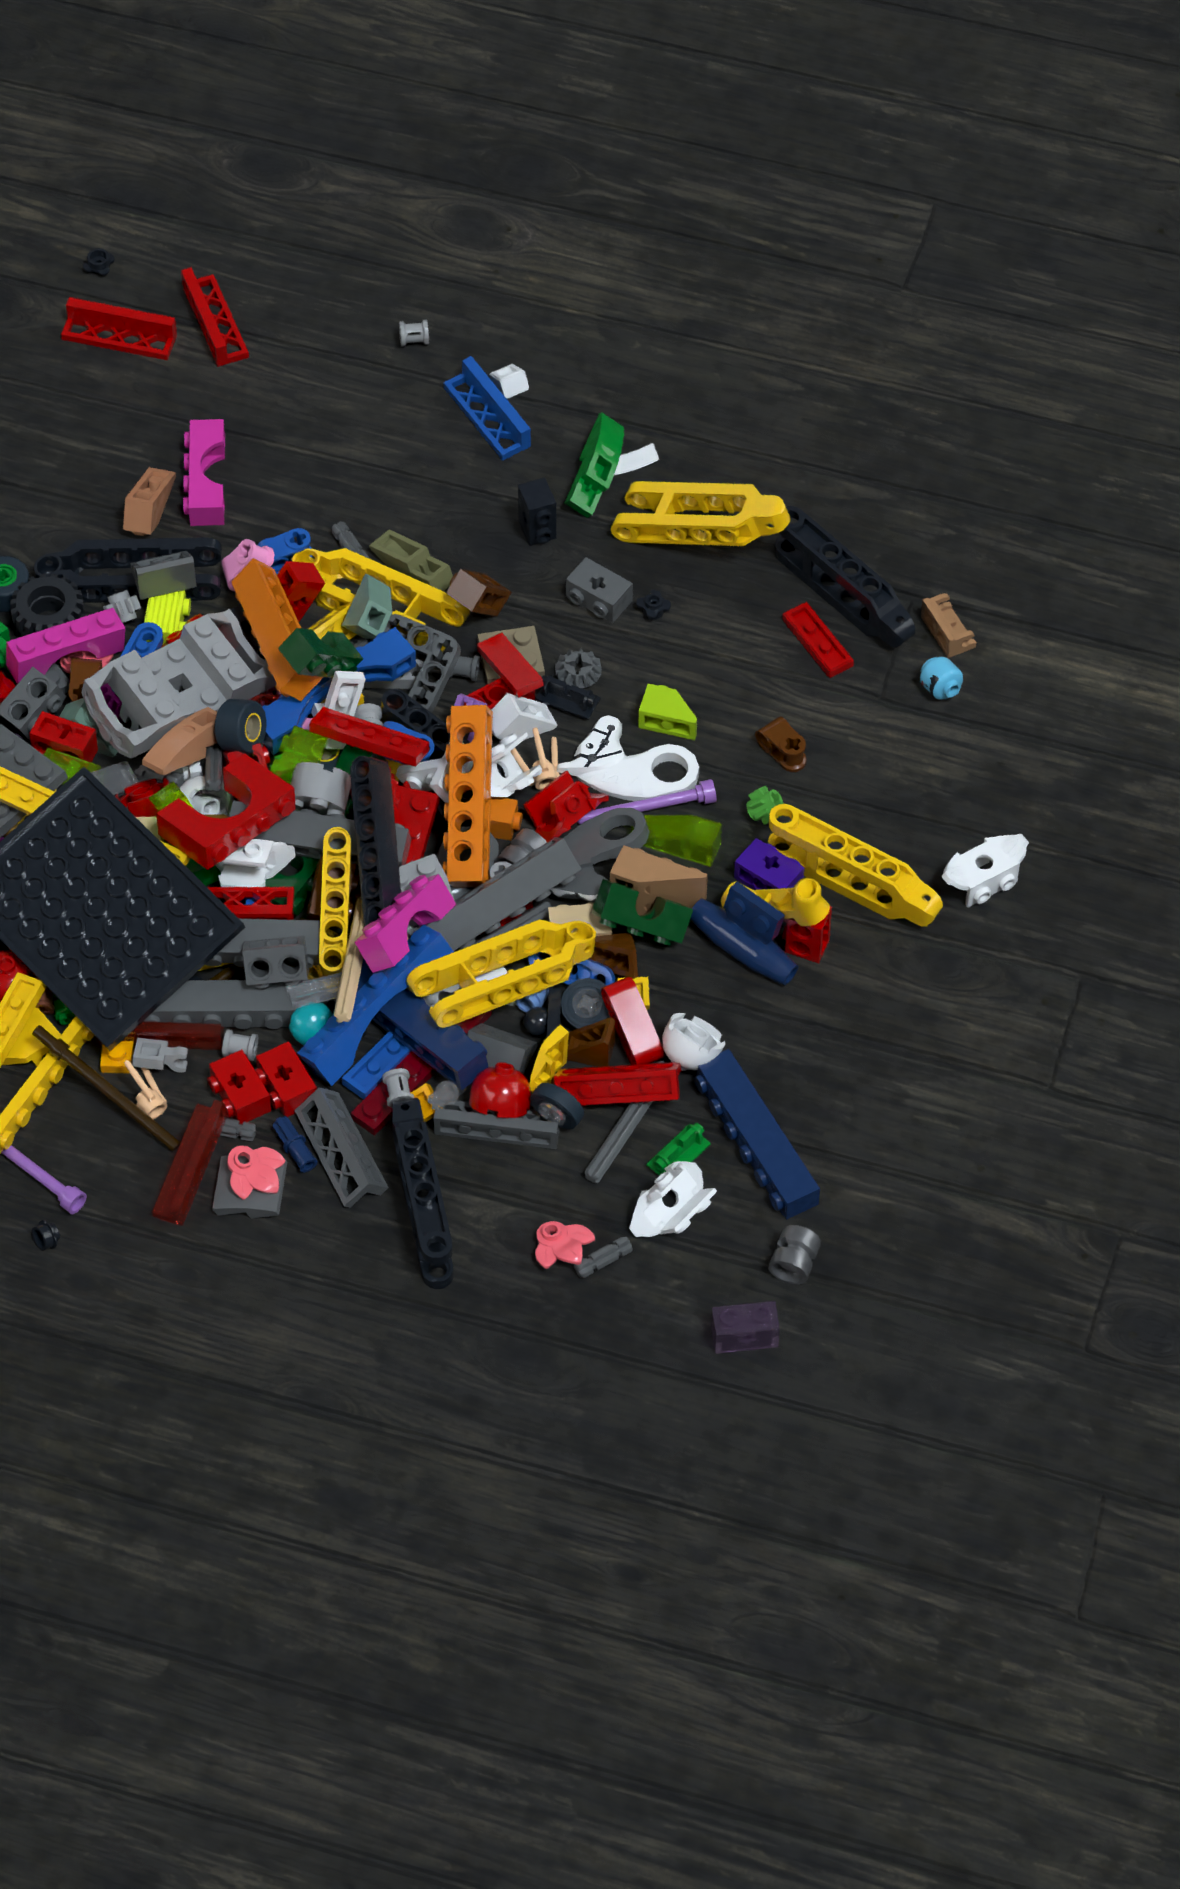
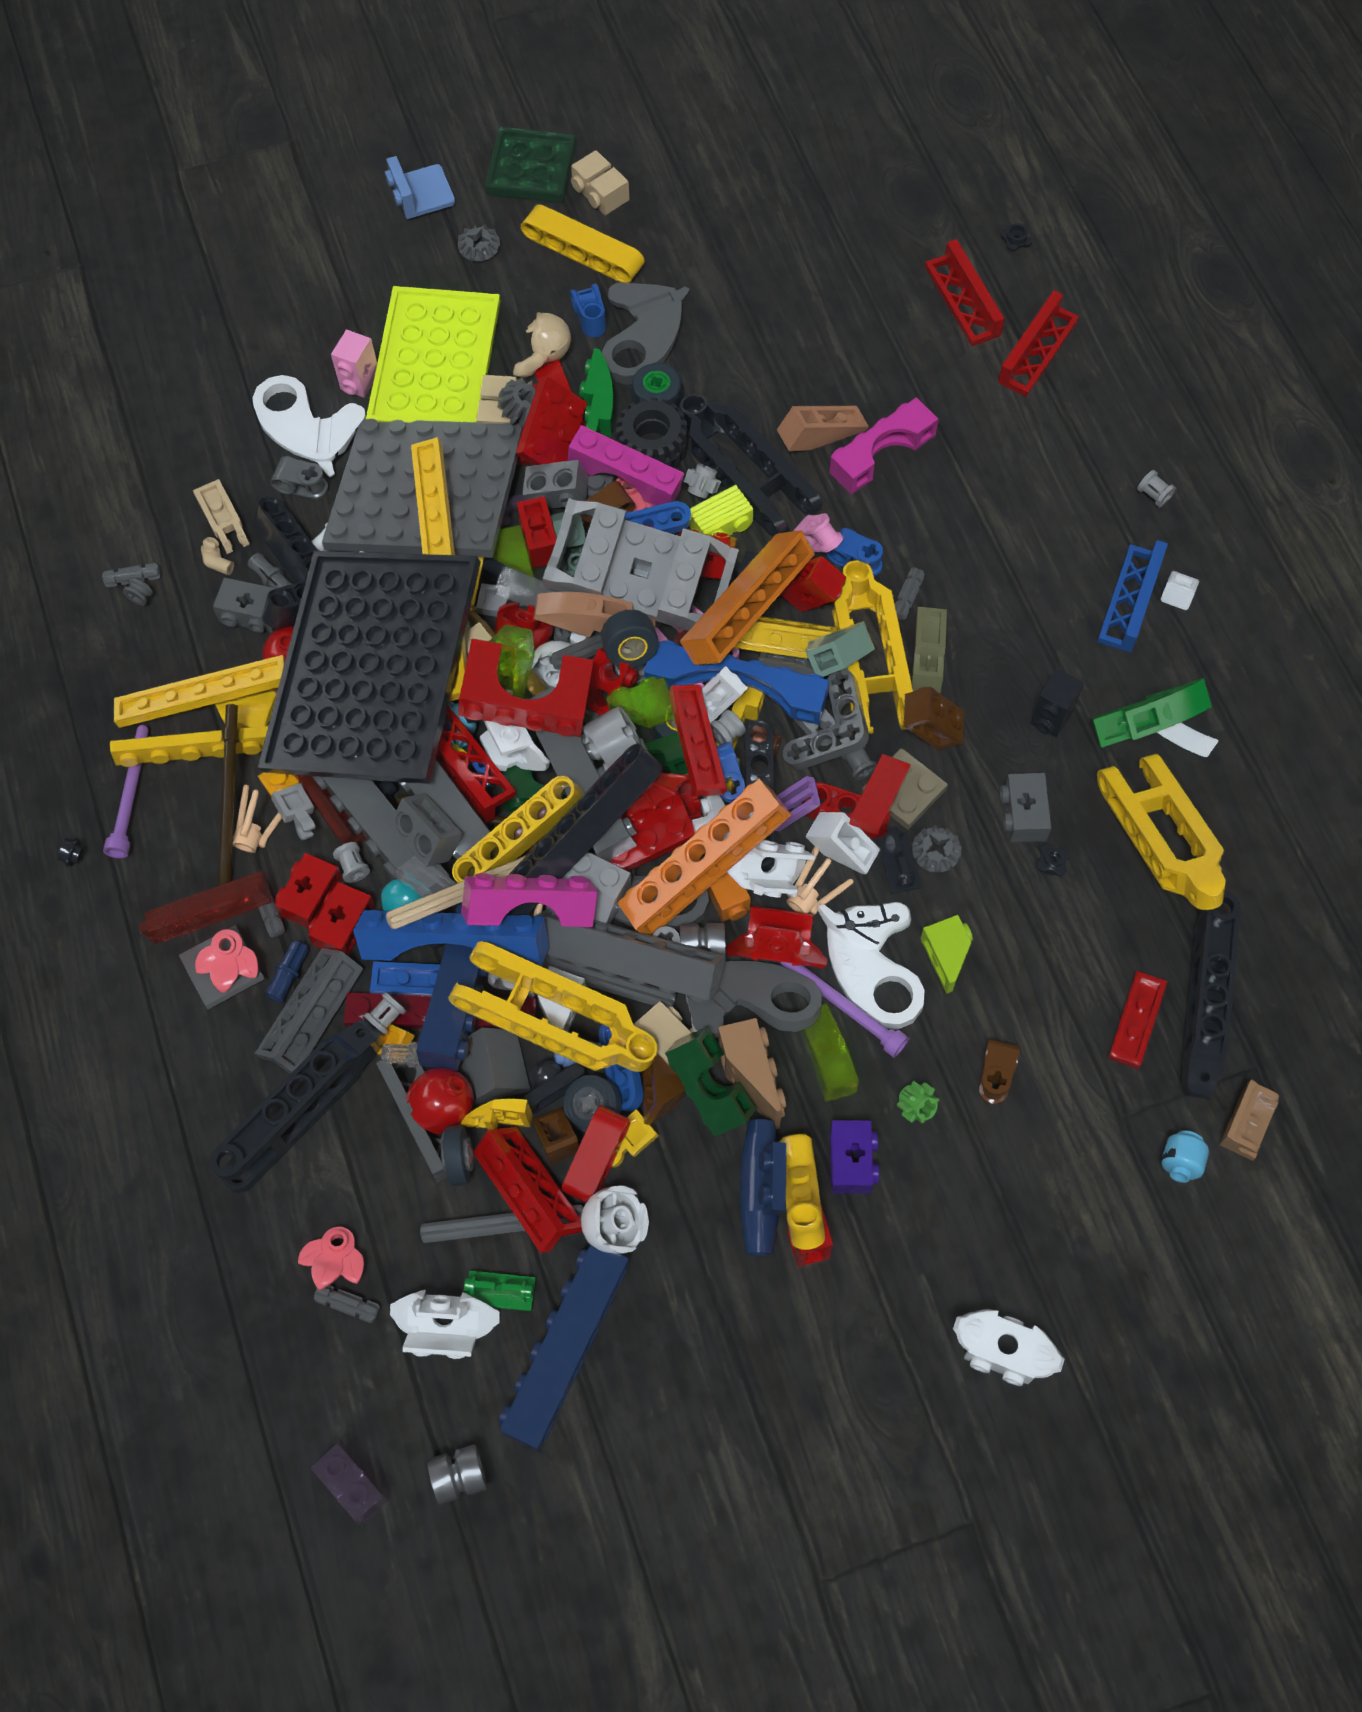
camera: 55 degrees right, 10 degrees up
(164, 574) = (746, 482): dark grey slope -> none
(319, 656) = (713, 636): dark green arch -> none
(809, 846) = (903, 1185): yellow piece -> none

